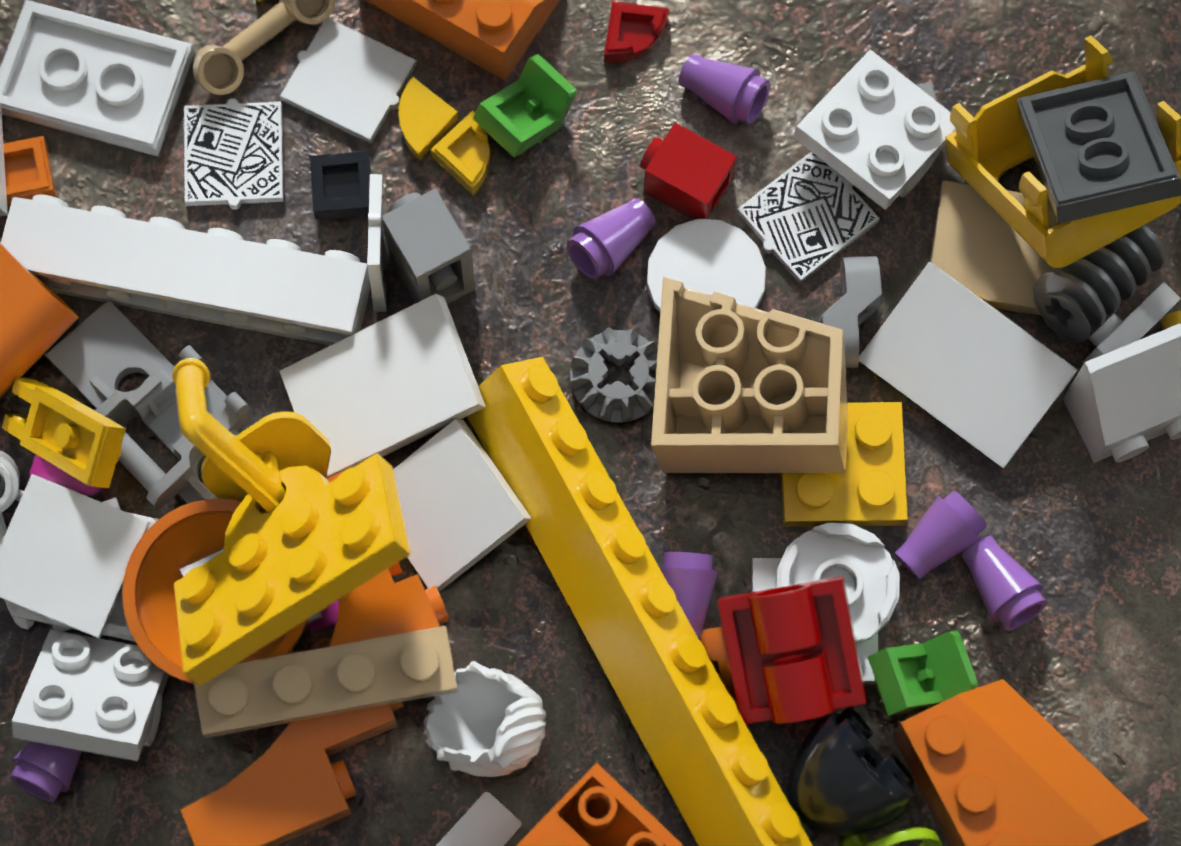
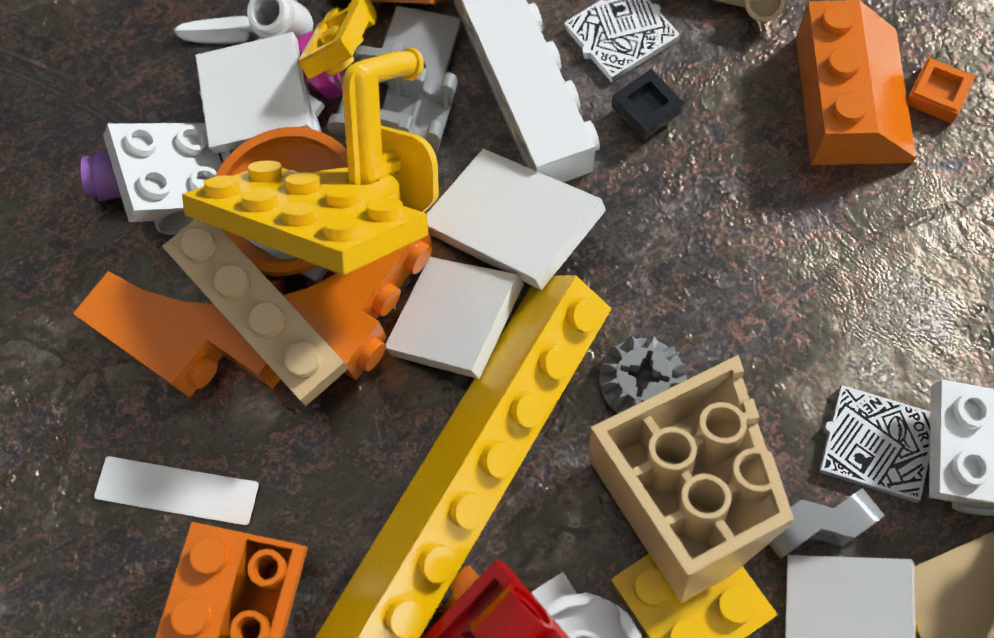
camera: 65 degrees right, 5 degrees down
(348, 80) = (730, 66): white piece -> none
(377, 248) = (616, 143): white piece -> none
(423, 118) = (738, 127): yellow tile -> none
(428, 248) = (634, 177): light grey brick -> none
(465, 153) = (735, 170): yellow tile -> none
(486, 725) = (297, 446): white hair -> none
(527, 108) = (798, 186): bright green bracket -> none
(608, 240) = (745, 305): medium lavender cone -> none
(633, 30) = (921, 224): red tile -> none
(687, 172) = (840, 328): red brick -> none
(692, 582) = (506, 535): medium lavender cone -> none
(708, 259) = (784, 389): white tile -> none
(727, 87) = (931, 316): medium lavender cone -> none

